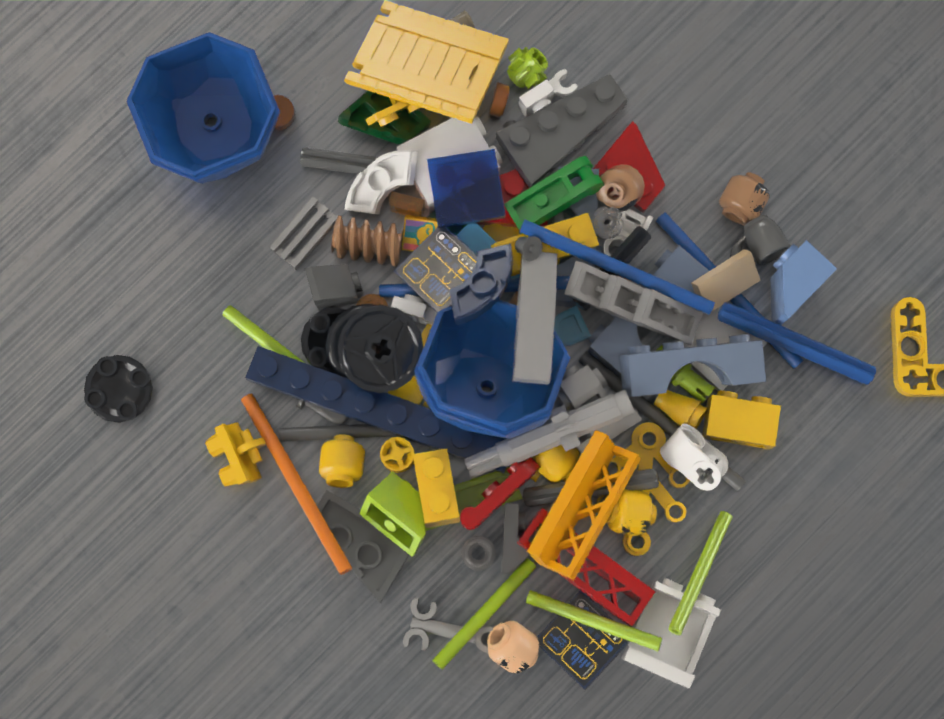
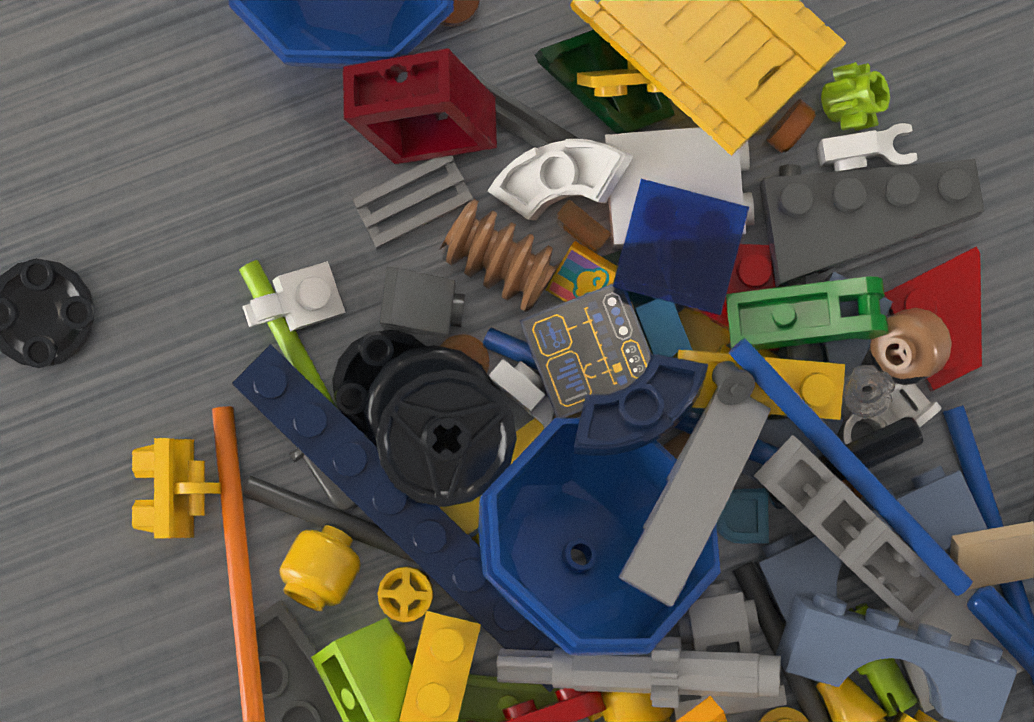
camera: 20 degrees right, 5 degrees up
(263, 313) = (300, 297): none -> white plate
(285, 154) = (405, 114): none -> dark red window

